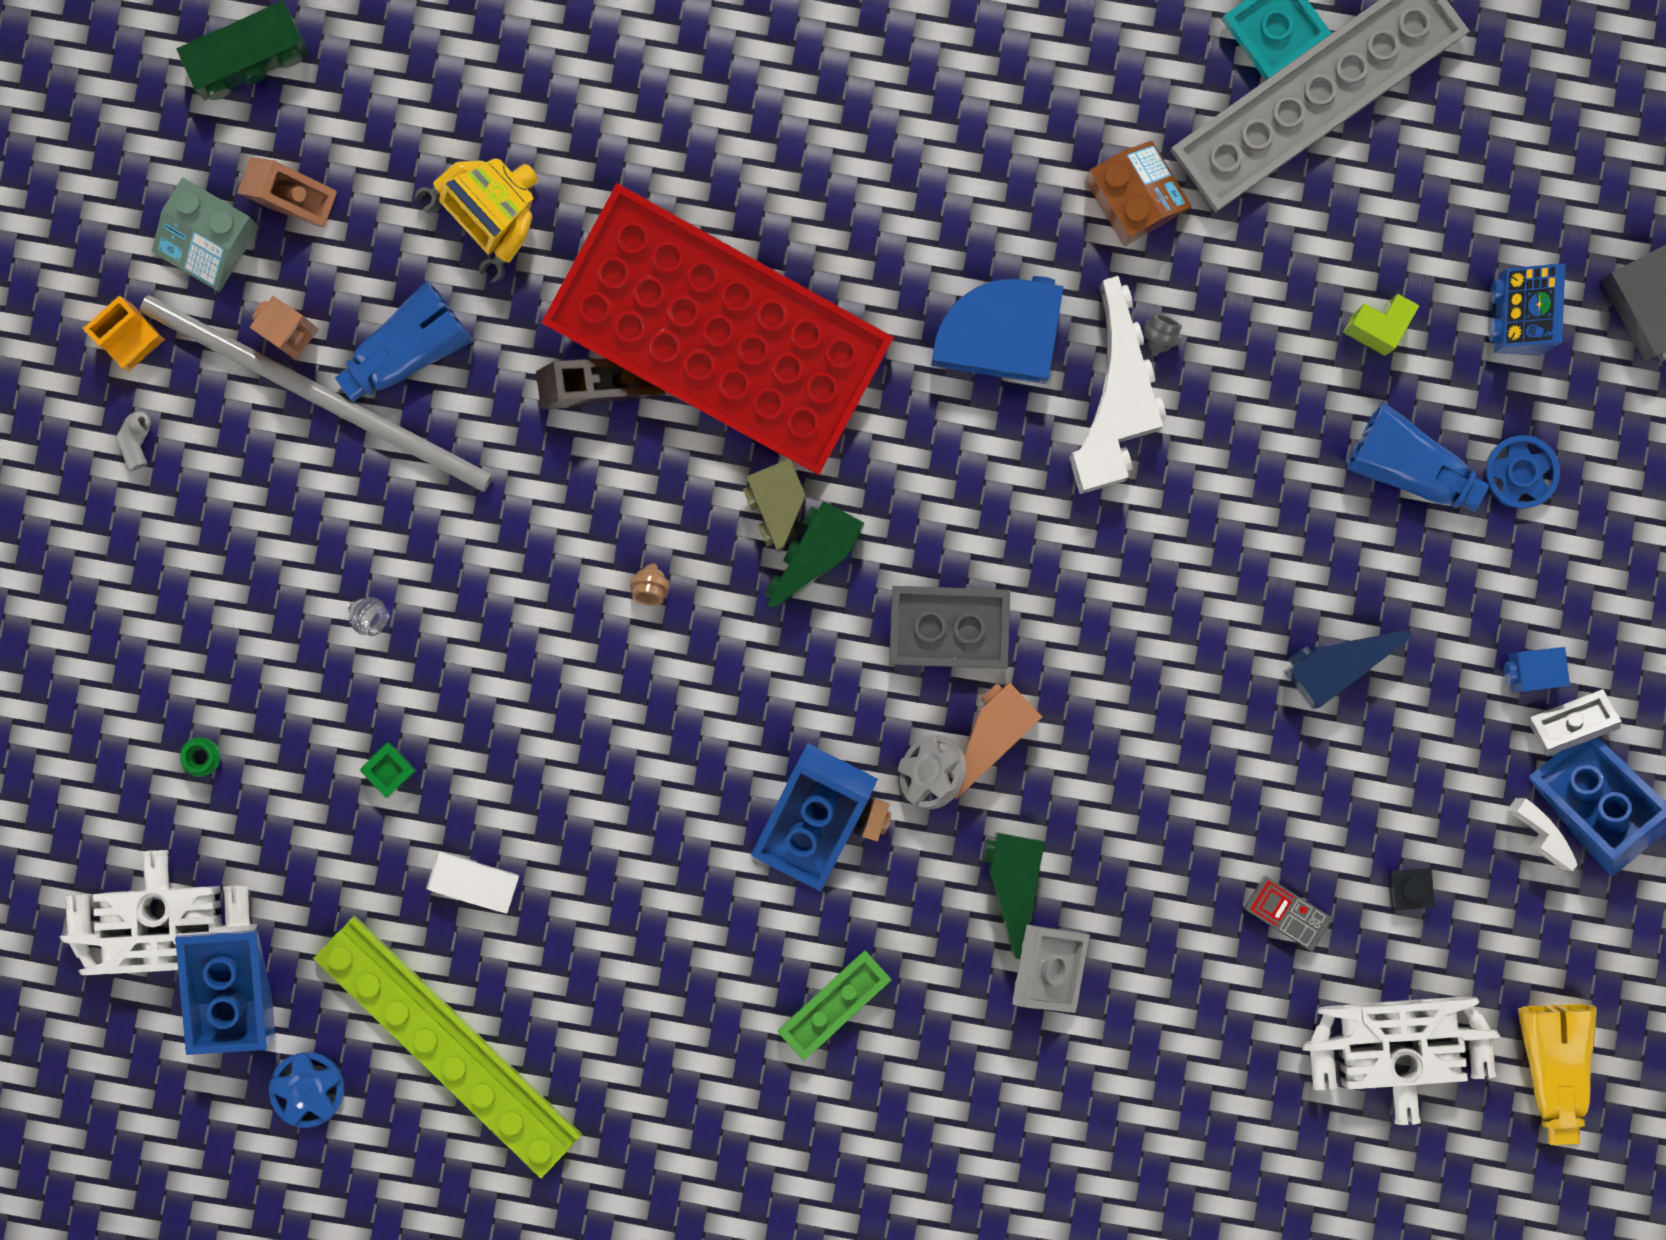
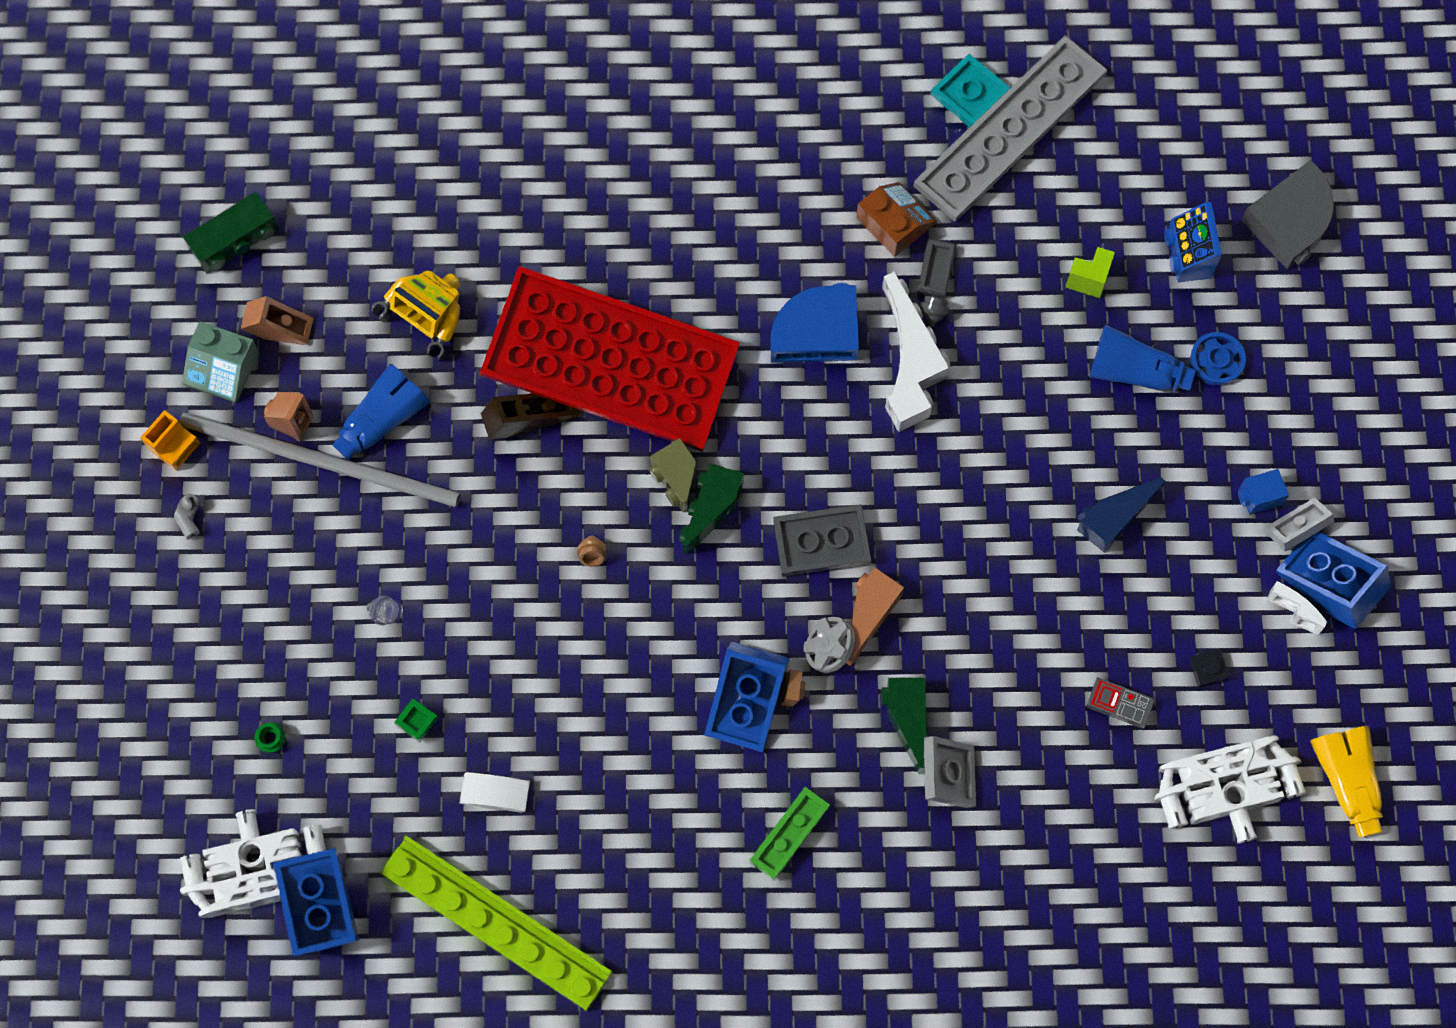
camera: 10 degrees left, 15 degrees down
(306, 1089) = (390, 976): blue wheel -> none
(1176, 276) = (936, 269): none -> dark grey tile

